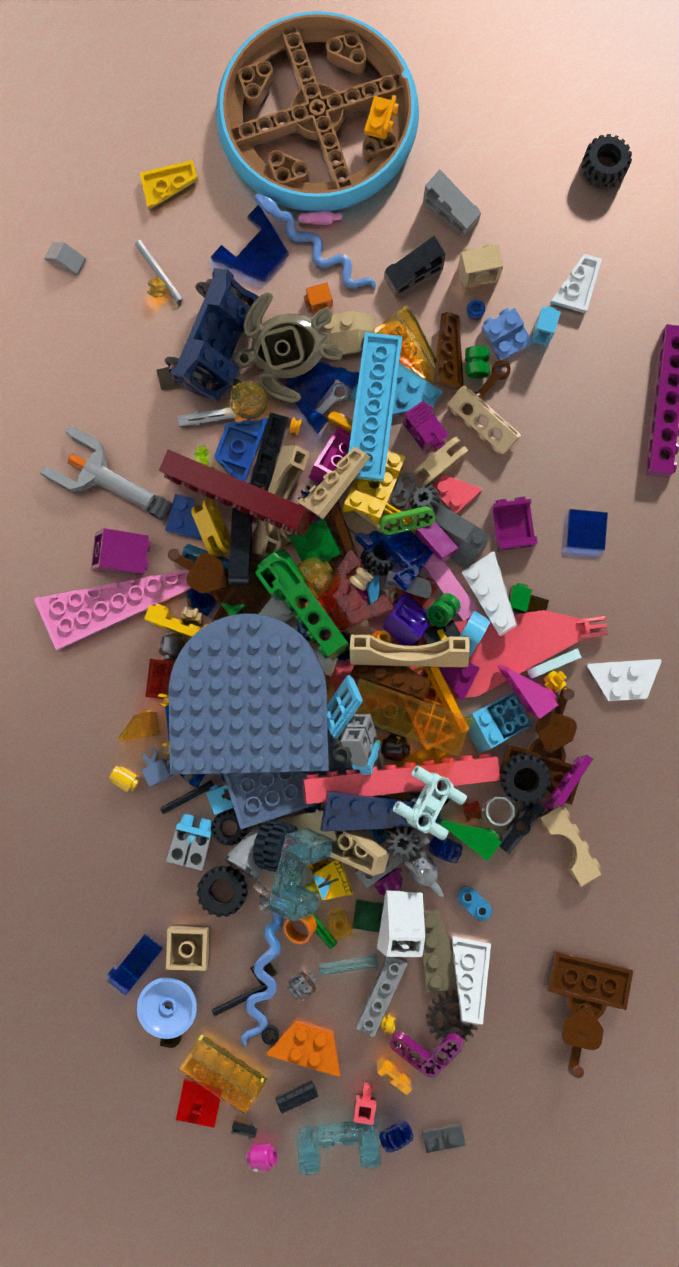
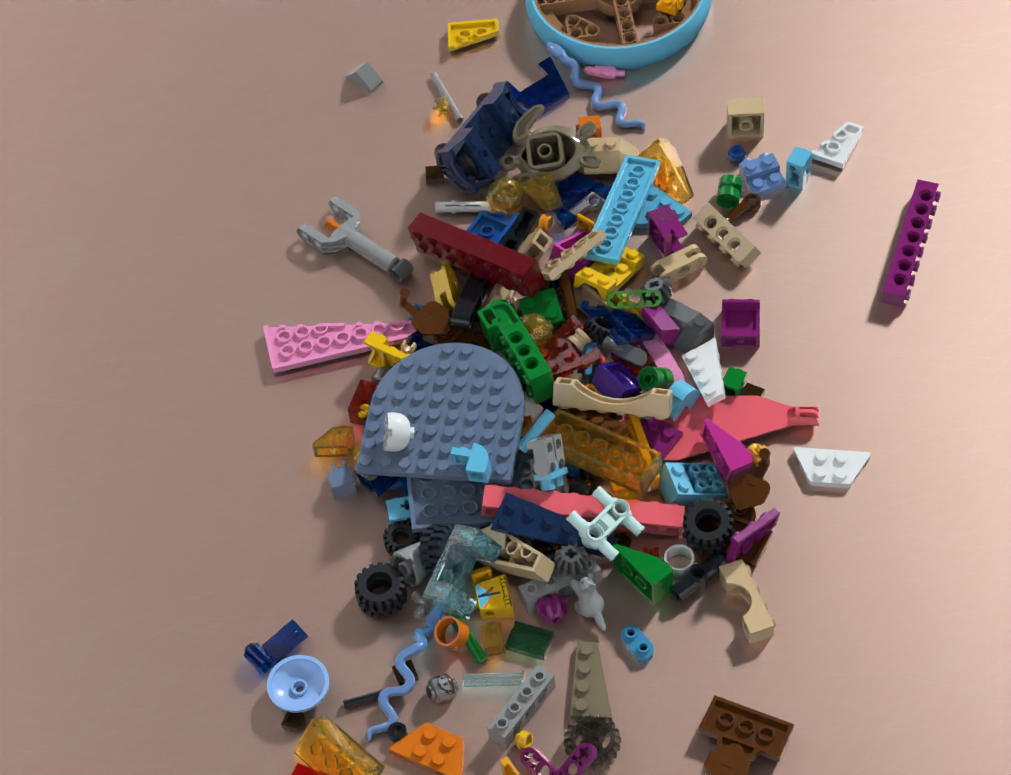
camera: 15 degrees right, 30 degrees down
(120, 552) = (354, 298): magenta slope -> none
(124, 779) = (308, 483): yellow brick -> none
(181, 519) = (420, 283): blue wing -> none
(186, 797) = (362, 511): black bar -> none
(187, 948) = (333, 634): tan brick -> none
(189, 836) = (358, 546): light grey hips -> none
(206, 739) = (397, 432): none -> white cylinder
(288, 394) = (543, 191): none -> clear yellow wing
(295, 762) = (476, 462): none -> medium azure brick
(399, 488) = (635, 283): flat silver beam -> none
(402, 925) = (556, 642): white slope -> none
(415, 266) = (685, 113): black wedge -> none
(446, 849) = (616, 583): clear blue gear -> none
(449, 354) = (703, 180): reddish brown wing -> none
(450, 203) = (726, 70): light grey wedge -> none
(455, 493) = (689, 292): coral wing -> none
(471, 972) = (619, 700): white wing -> none
(554, 663) = (770, 439): light aqua beam -> none
(586, 529) = (813, 337): clear blue tile -> none
(608, 147) = (880, 55): black tyre -> none

